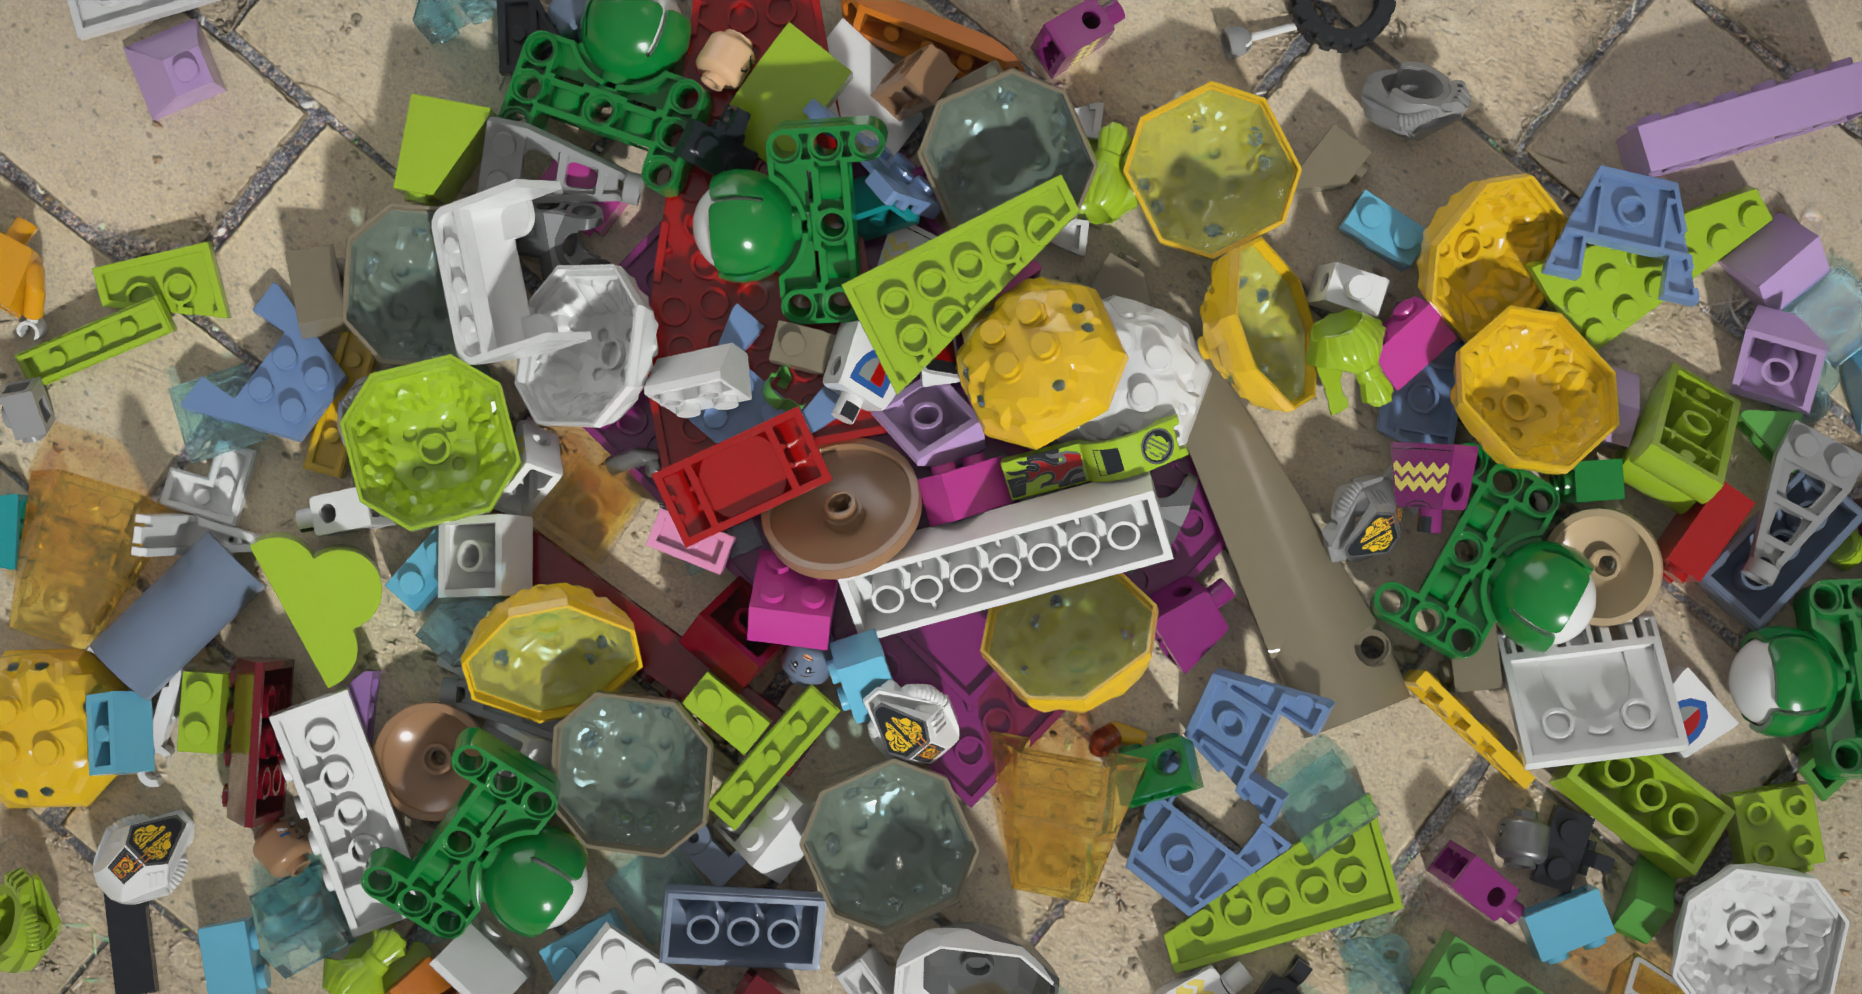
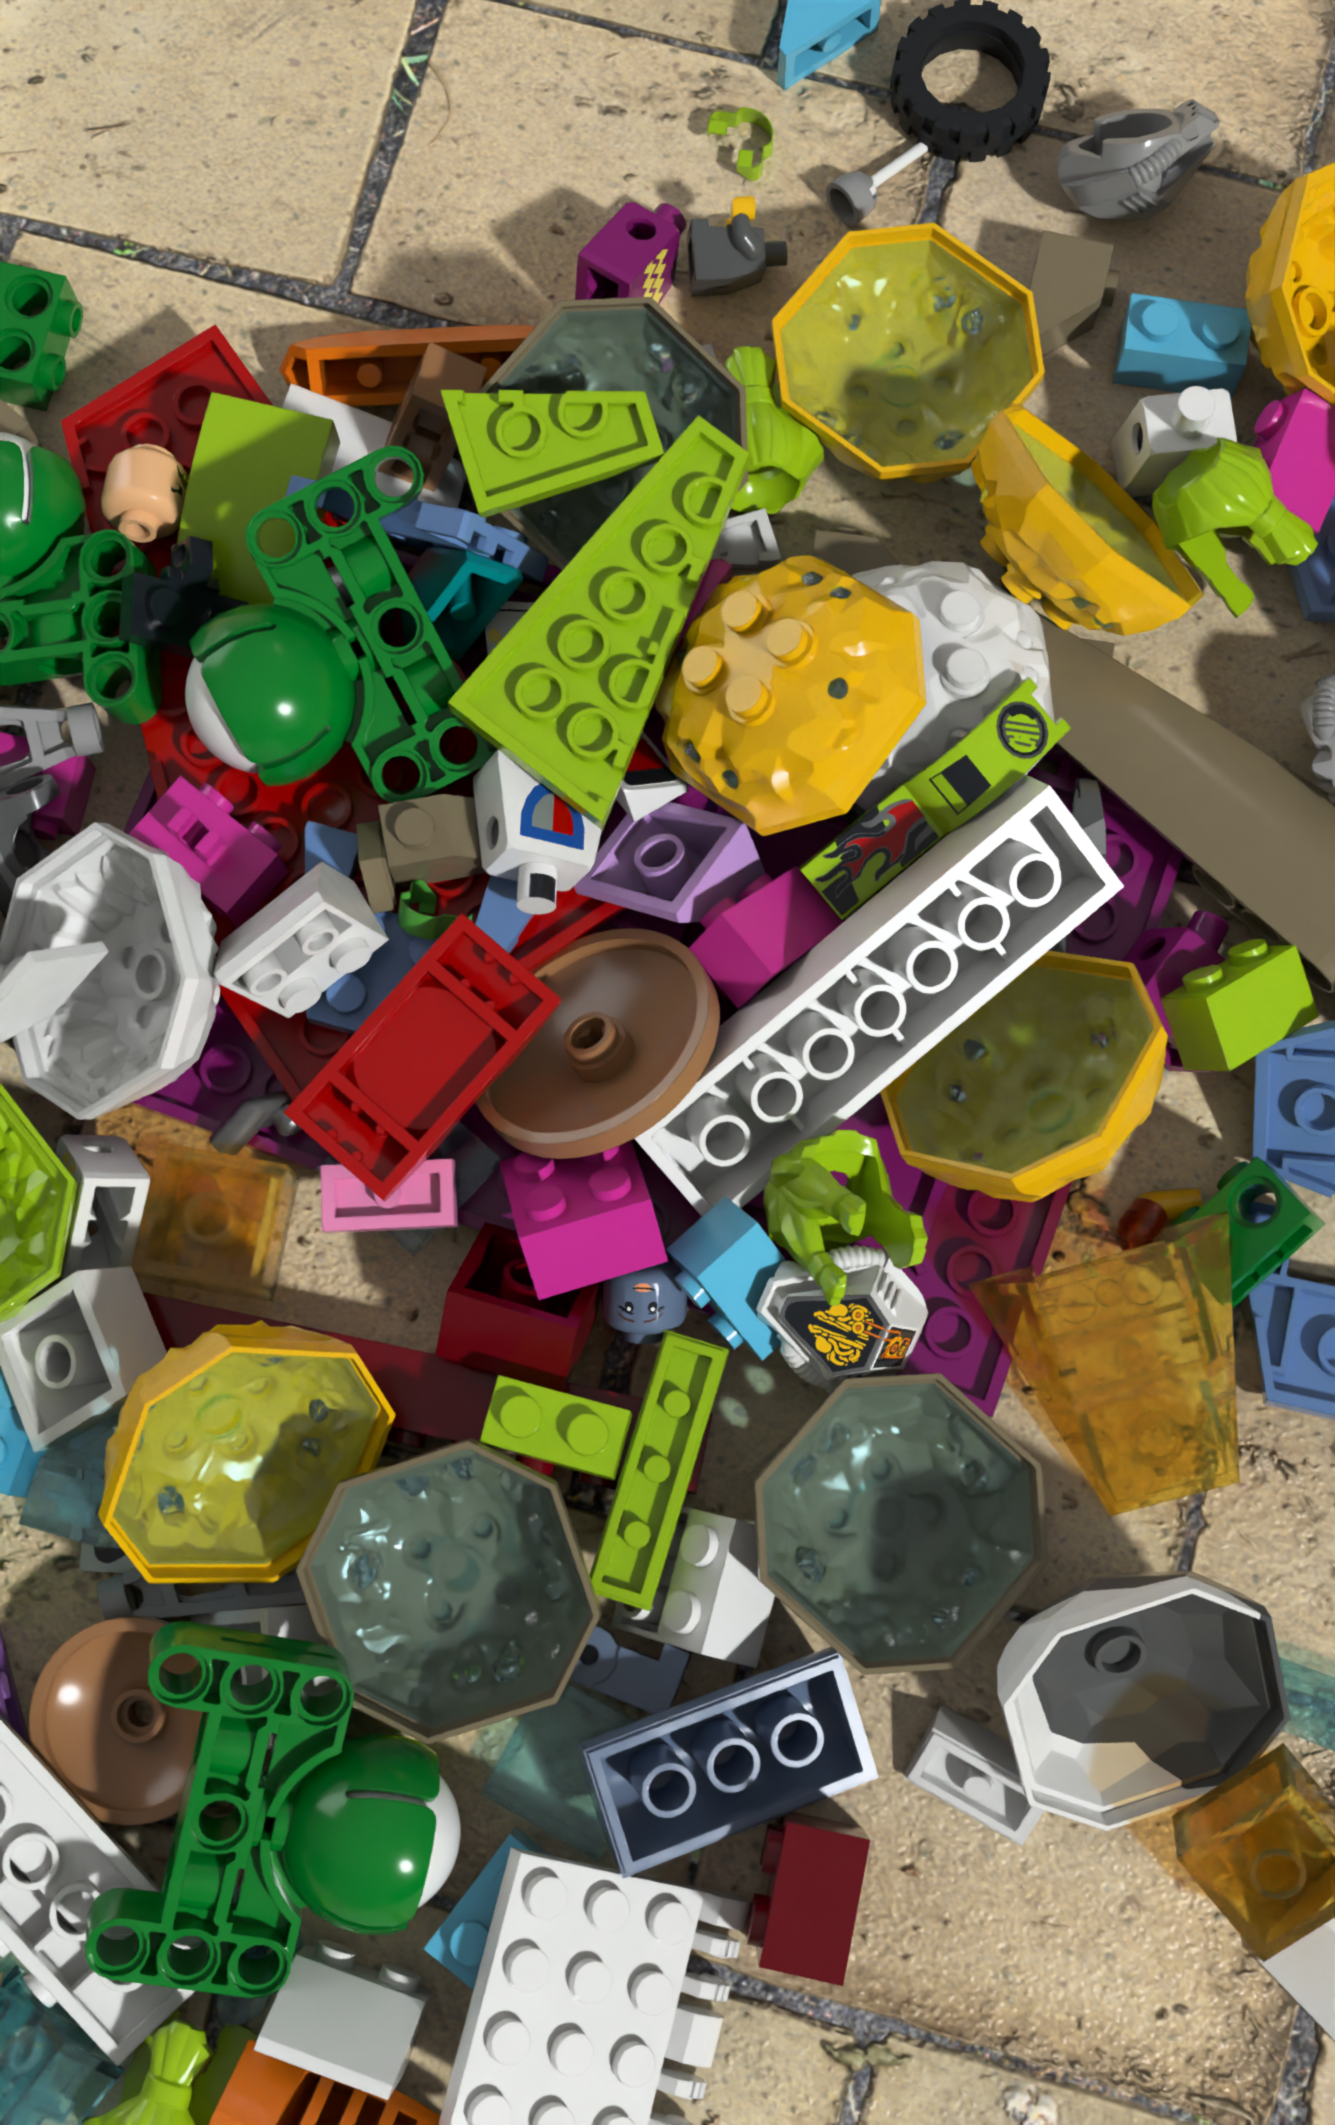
camera: 20 degrees left, 10 degrees down
(674, 297) = (229, 862): none -> dark pink brick
(762, 350) = (374, 867): none -> dark tan tile
(915, 659) = (815, 1213): none -> lime piece
(967, 150) = (548, 444): none -> lime wing
(1143, 51) = (731, 255): none -> dark grey piece
(1213, 647) = (1239, 1006): none -> lime brick

